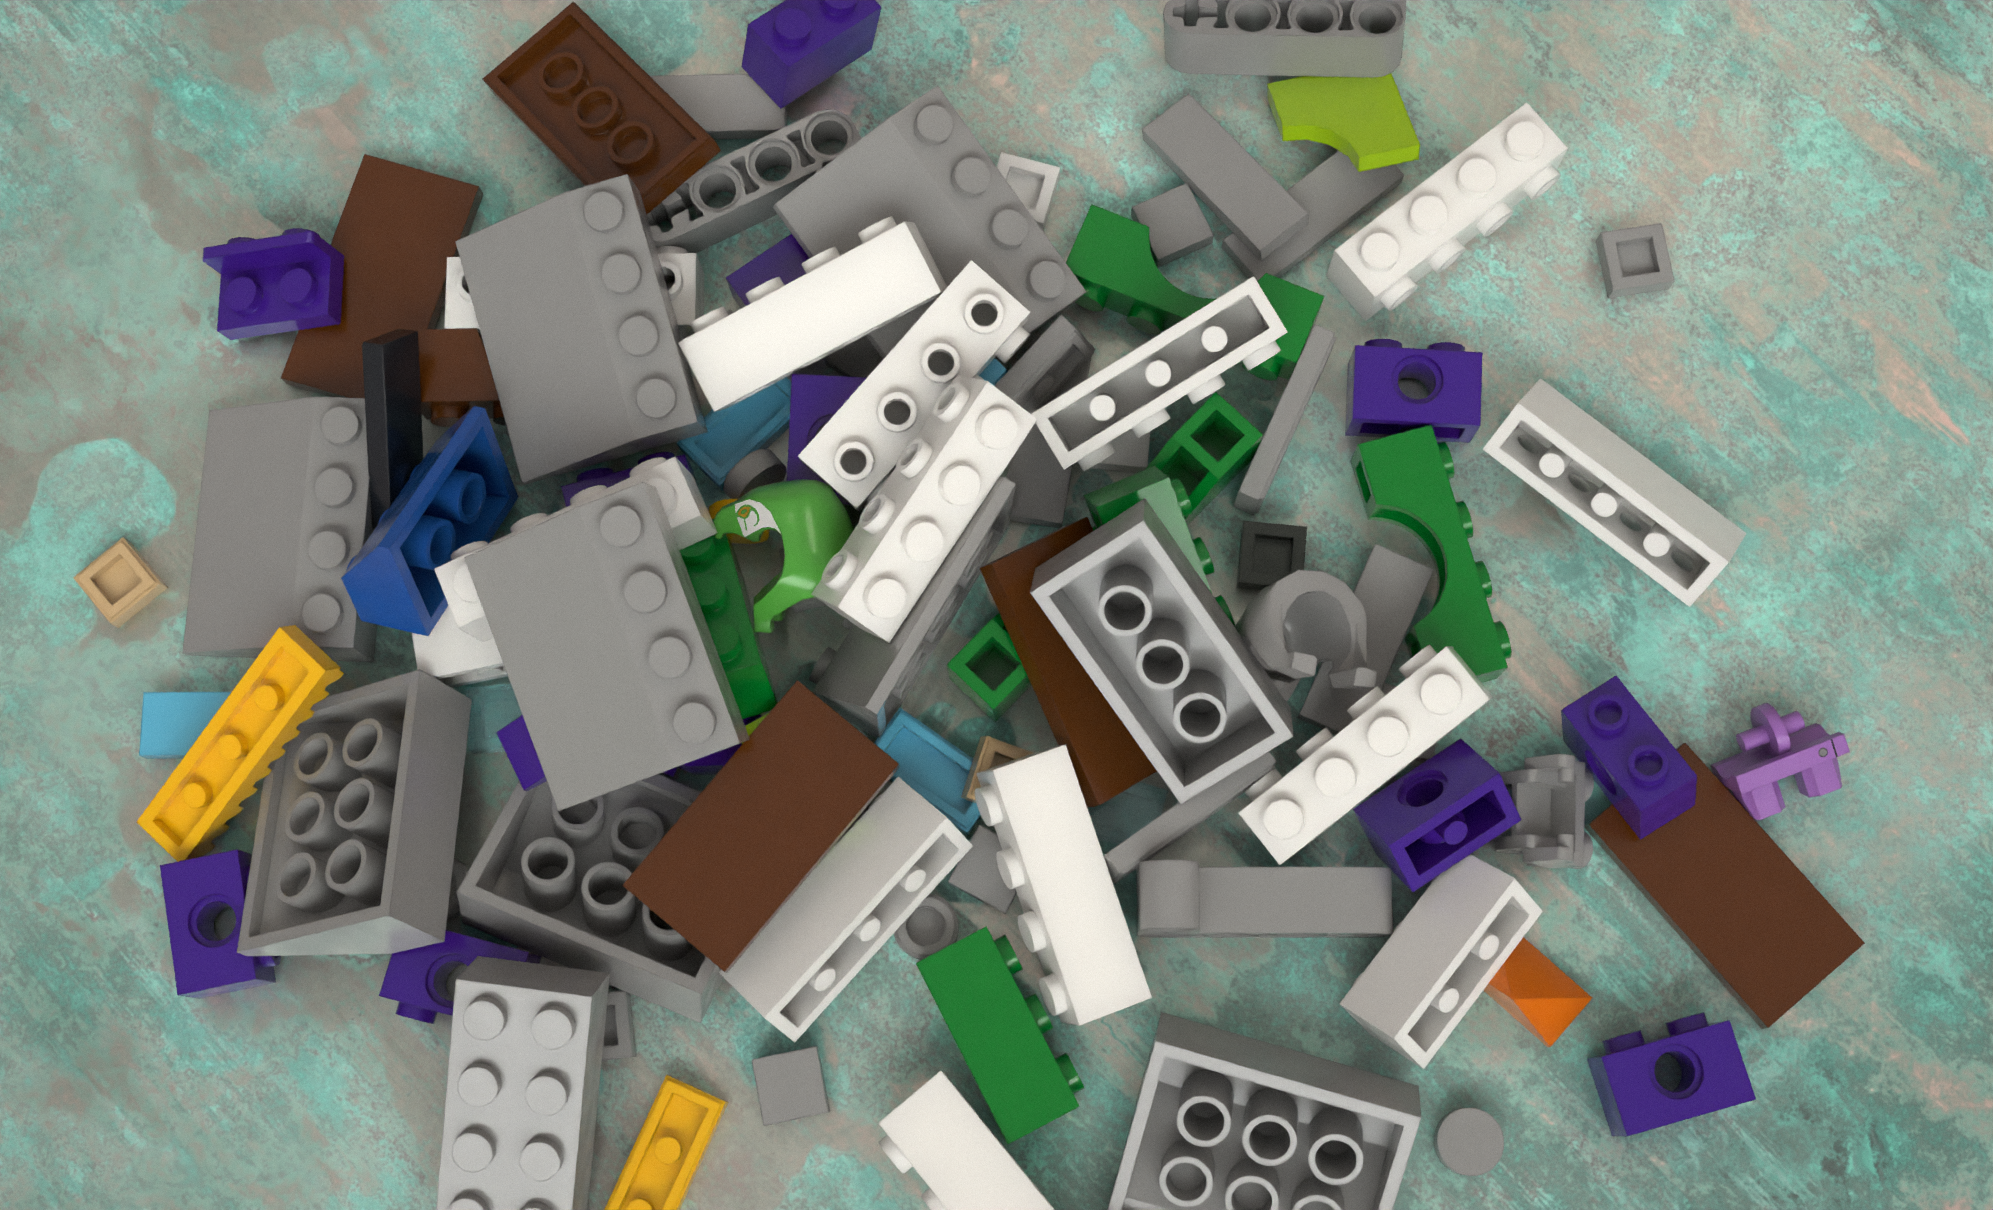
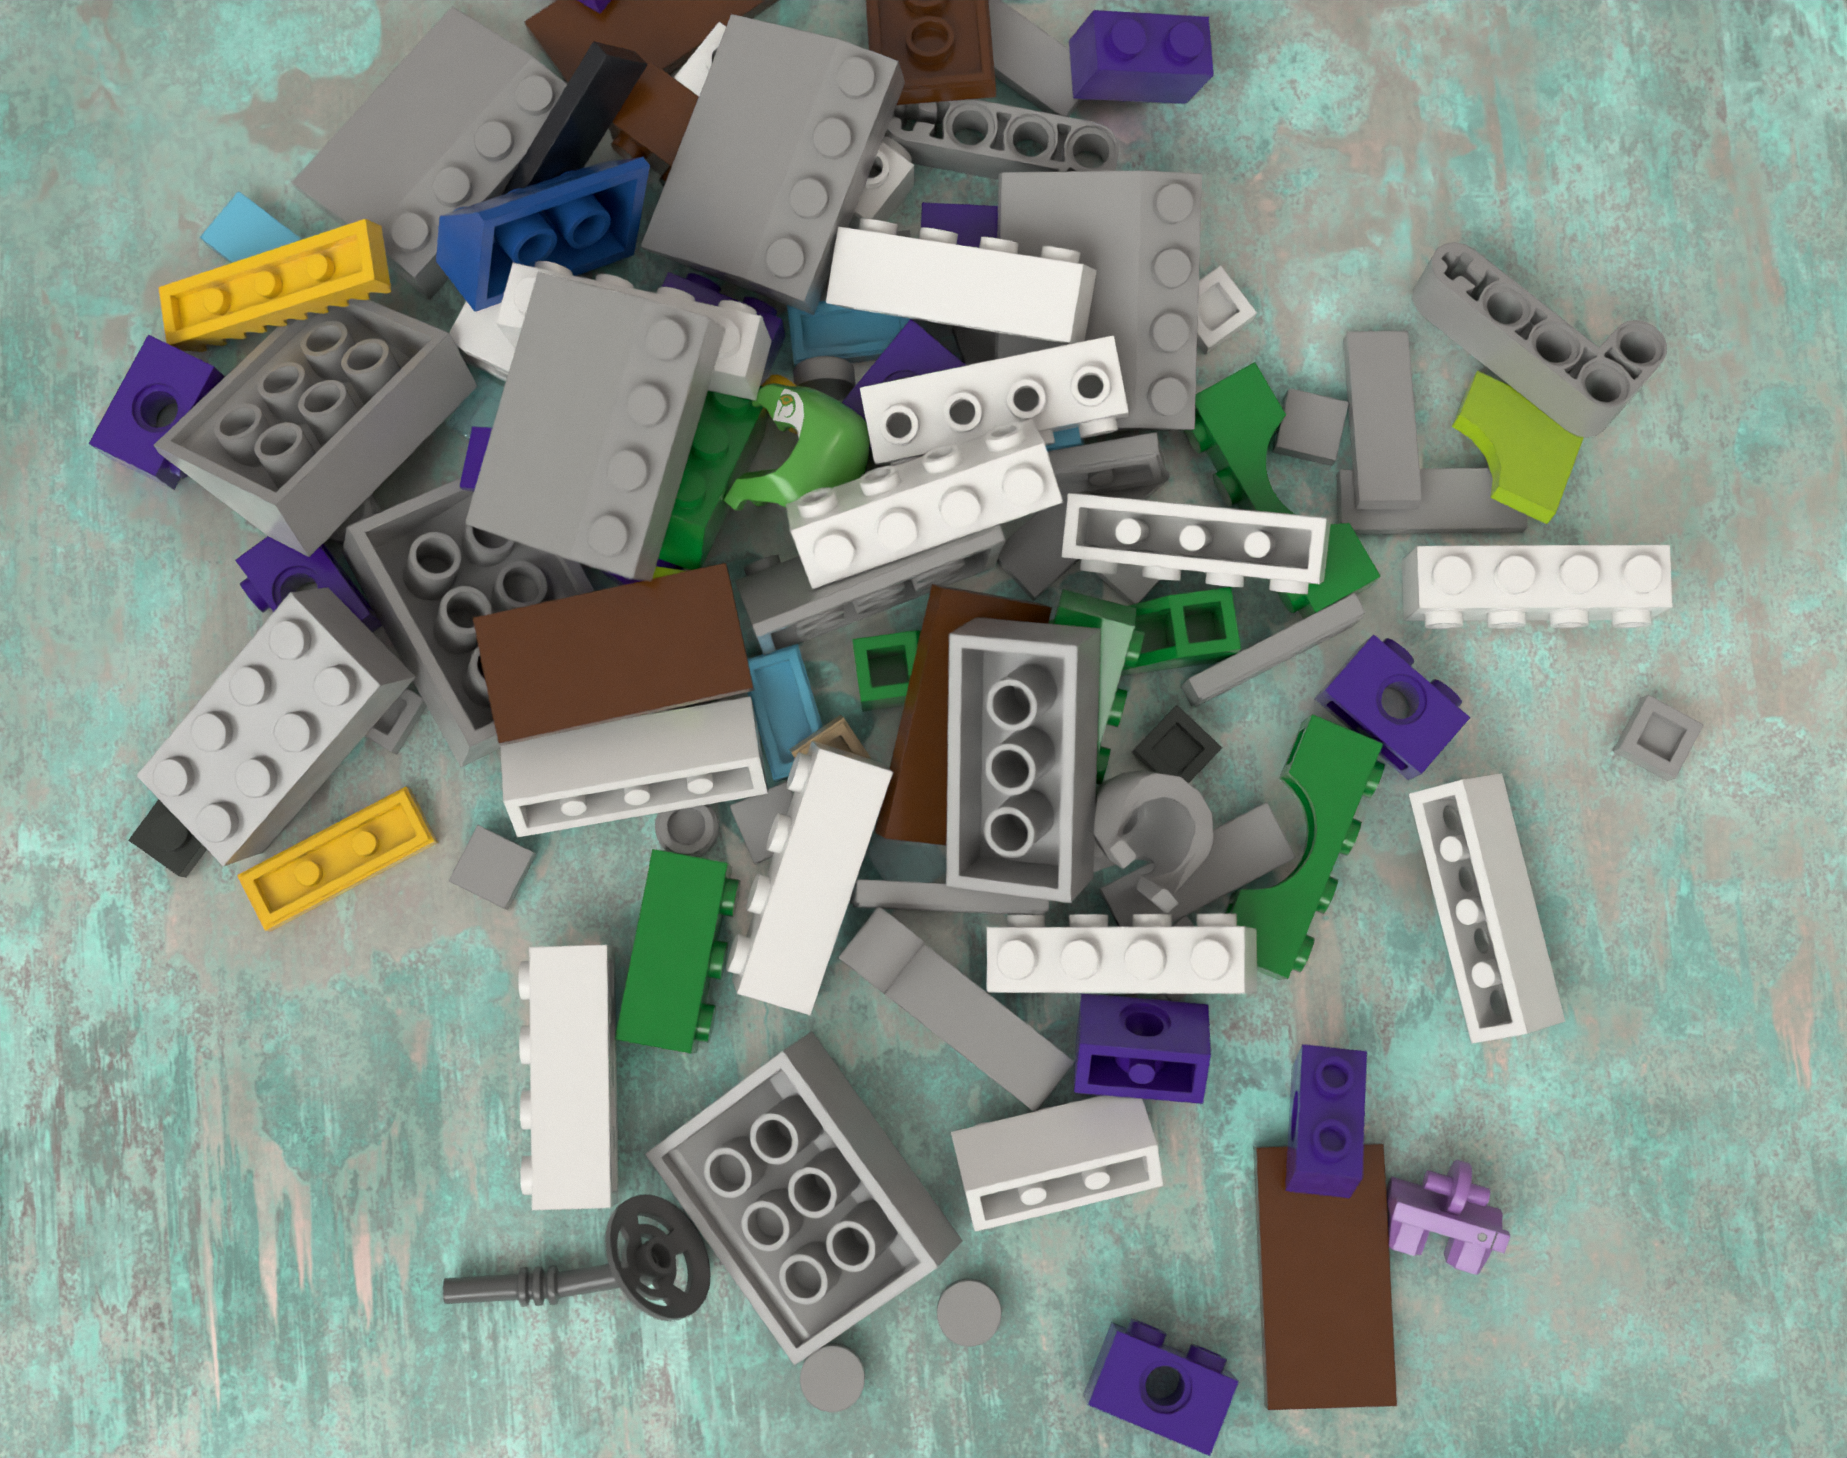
camera: 30 degrees right, 5 degrees up
(120, 582) = (286, 91): tan tile -> none
(1537, 993) = (1113, 1243): orange slope -> none
(1552, 809) = (1233, 1115): light grey piece -> none

